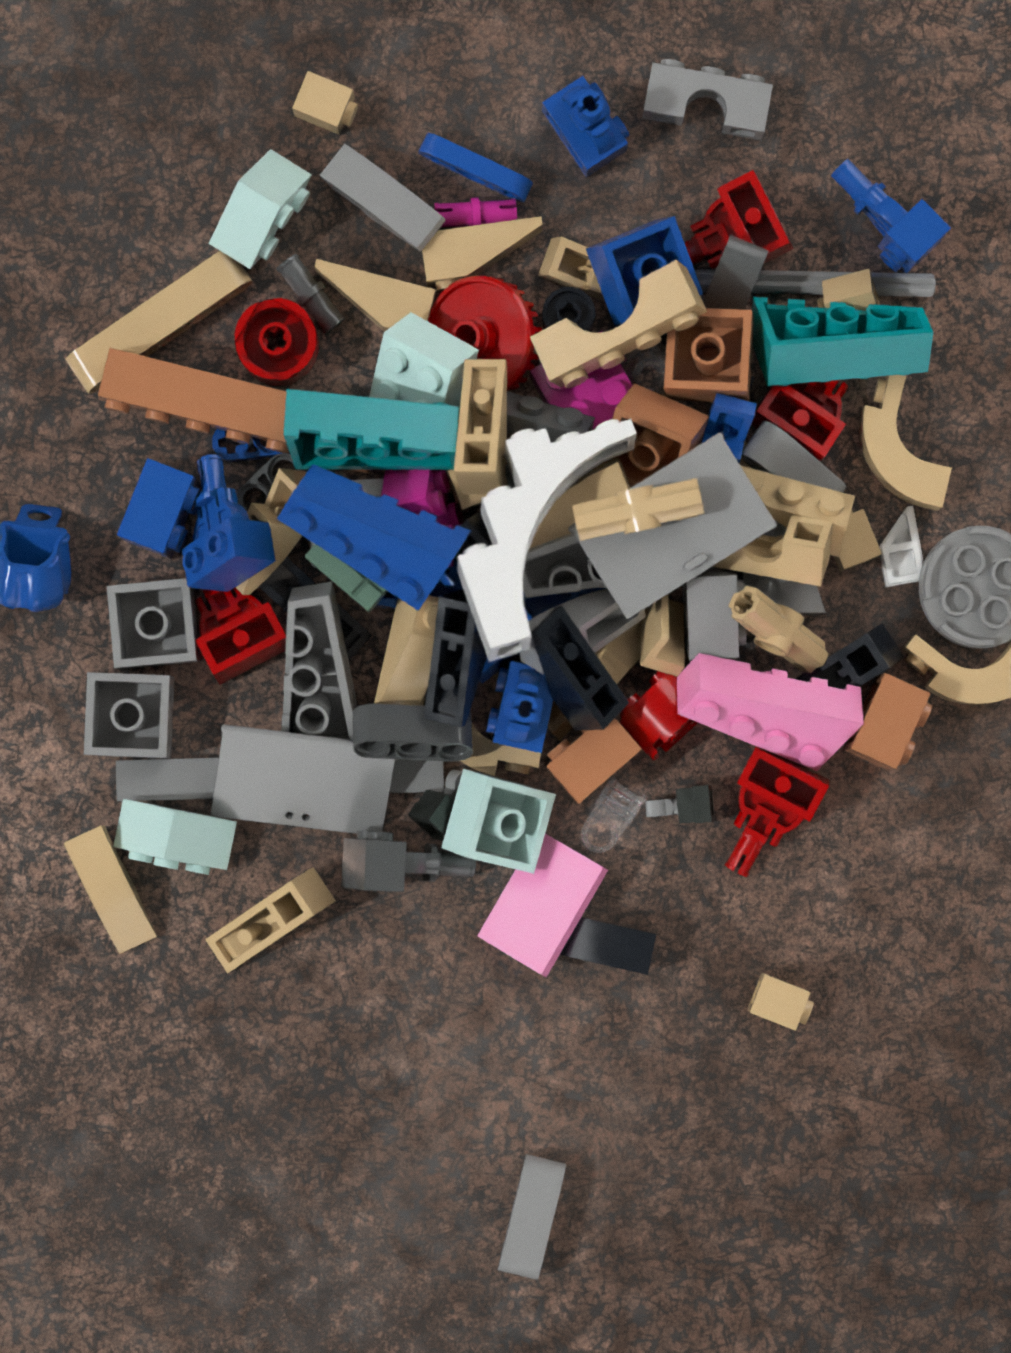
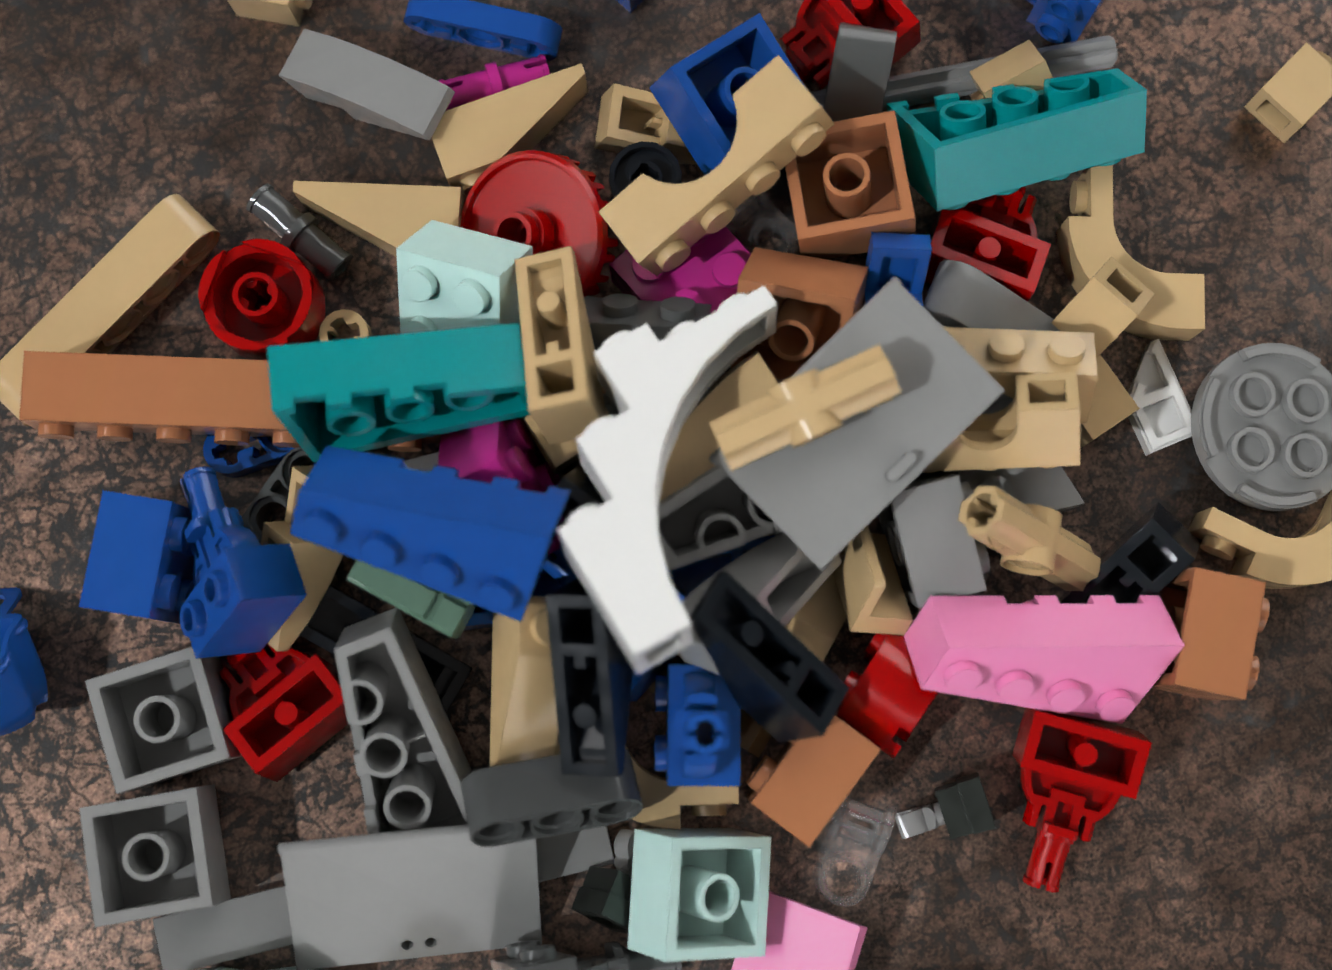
camera: 10 degrees left, 5 degrees down
(260, 206) = (198, 132): light aqua brick -> none
(336, 367) = (340, 317): none -> tan bush
(871, 477) = (1105, 305): none -> tan brick

